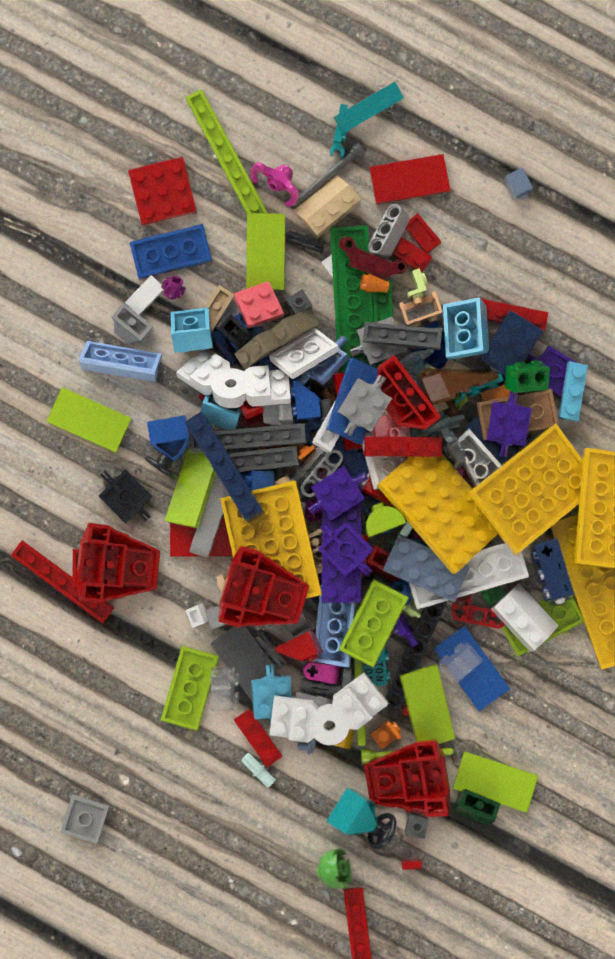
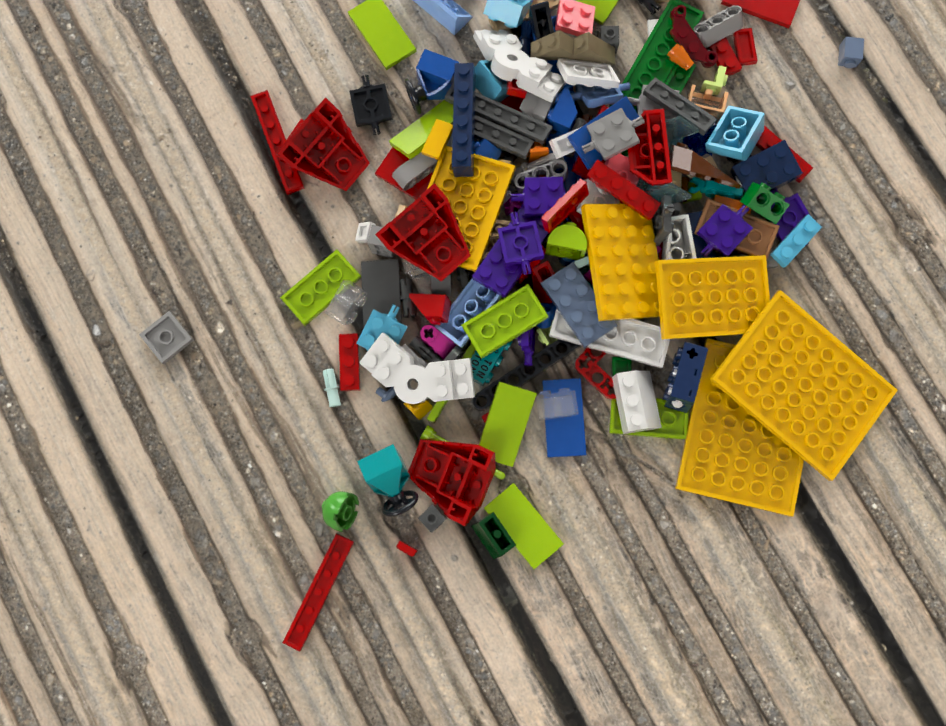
camera: 40 degrees right, 5 degrees down
(212, 497) = (437, 139): none -> yellow tile
(363, 494) = (565, 205): none -> red plate
(386, 733) = (457, 425): orange bracket -> none

